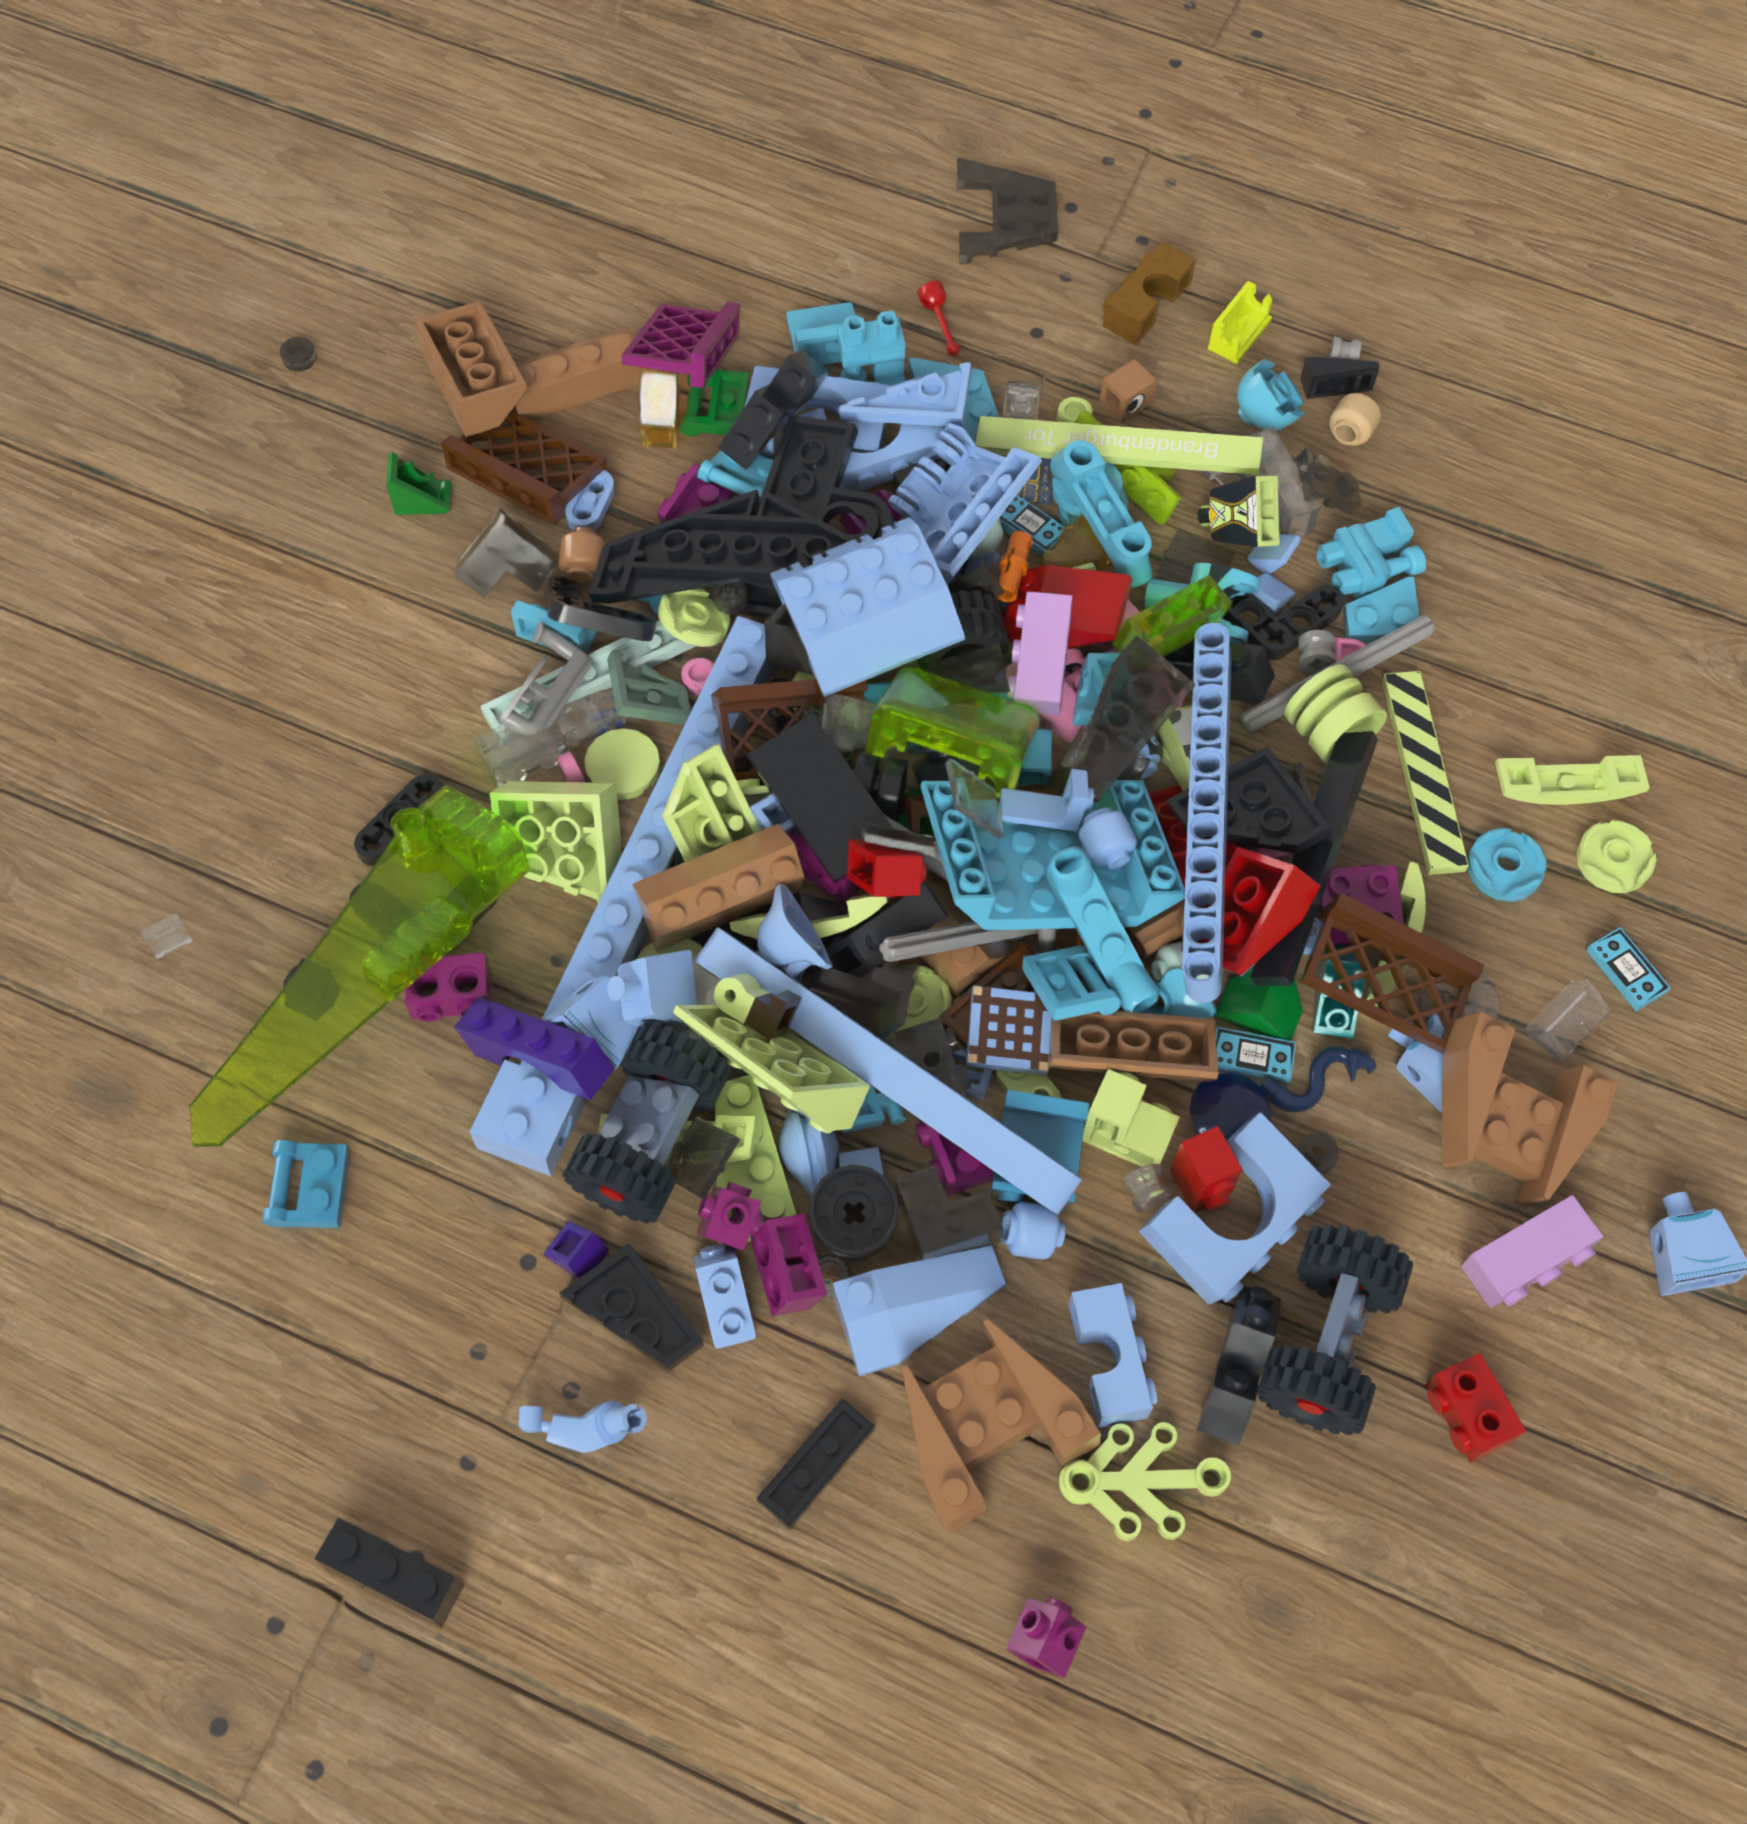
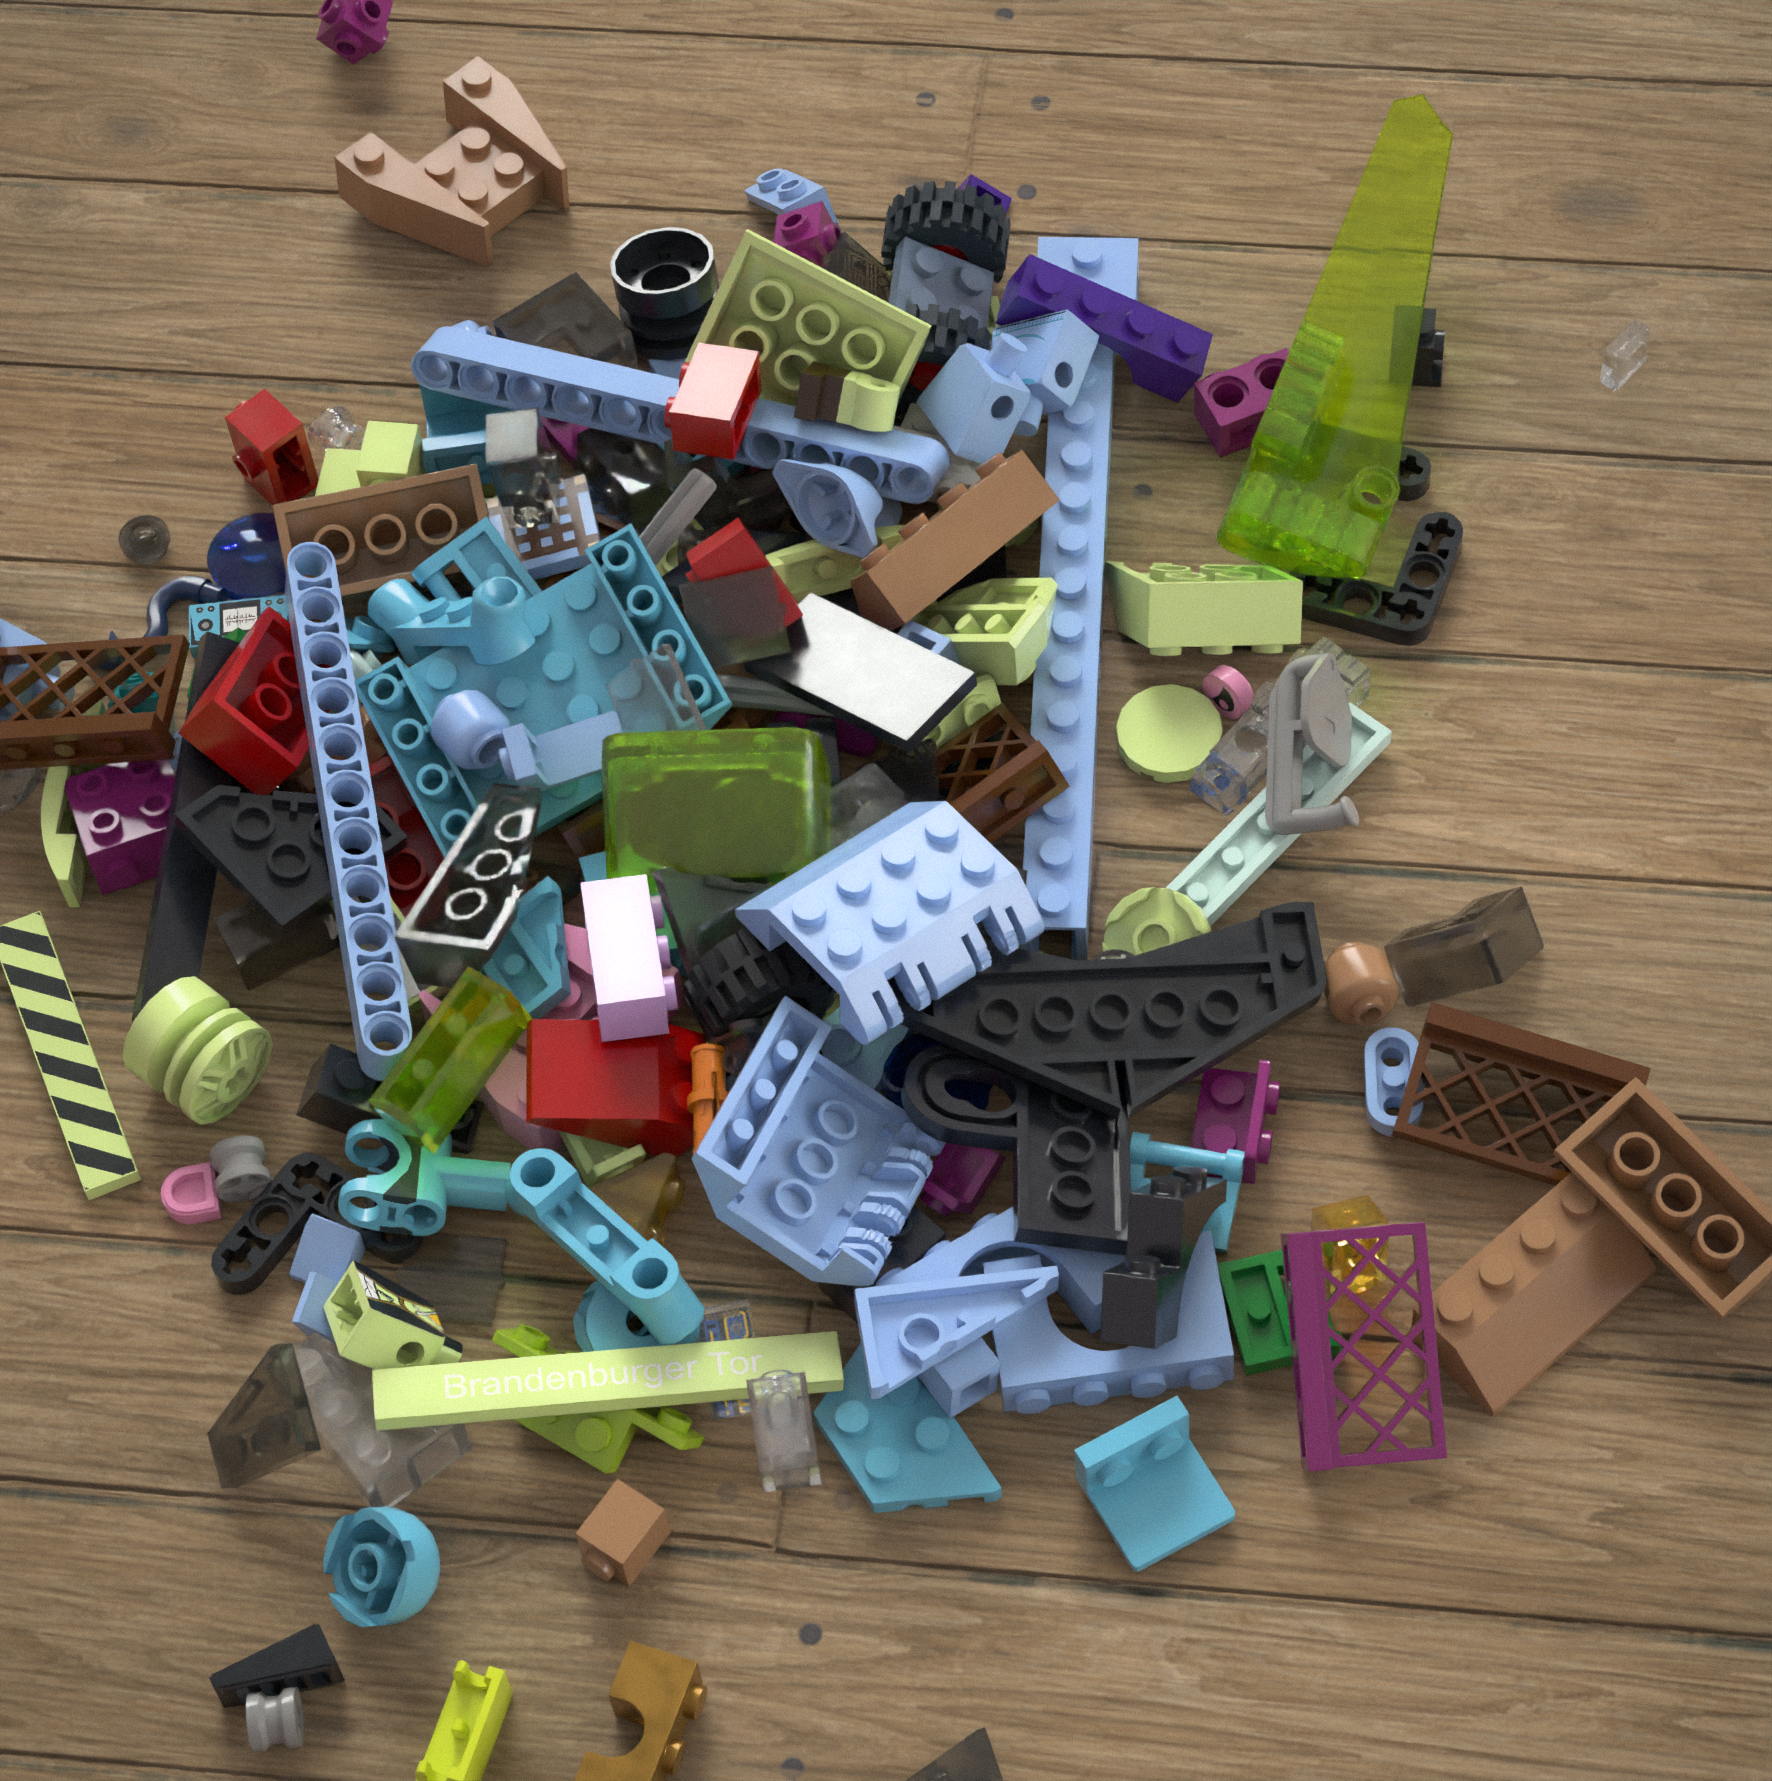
camera: 170 degrees right, 5 degrees down
(320, 1185) = (1293, 186): dark azure plate -> none
(415, 490) = (1666, 1025): green slope -> none
(527, 618) = (1346, 864): medium azure bracket -> none
(566, 605) = (1299, 856): black beam -> none
(593, 1430) = (891, 54): light blue arm -> none
(634, 1307) = (877, 168): black wing -> none
(646, 693) = (1172, 808): sand green wing -> none
(695, 674) = (1115, 879): bright pink tile -> none
(788, 1265) = (716, 218): magenta brick -> none
(815, 1464) = (638, 107): black tile -> none
(859, 1009) = (714, 400): none -> brick
(873, 344) = (1047, 1420): medium azure hips -> none
(907, 1304) = (584, 247): light blue wedge -> none
(932, 298) = (1001, 1623): red hinge -> none
(1017, 1037) = (523, 468): none -> clear smoke brick
(1027, 518) = (721, 1258): tile -> none
(1070, 409) = (702, 1481): yellowish green tile -> none
(1105, 1318) = (358, 299): light blue arch -> none
(1137, 1482) = (291, 182): yellowish green plant -> none
(1240, 1364) = (194, 302): black arch -> none
(1286, 1190) = (174, 476): light blue arch -> none
(1325, 1386) = (104, 278): black plate -> none
(1355, 419) = (238, 1587): tan head -> none
(1356, 662) = (196, 1144): light grey axle -> none
(1362, 554) = (197, 1351): medium azure hips -> none
(1381, 611) = (148, 1275): medium azure wing -> none

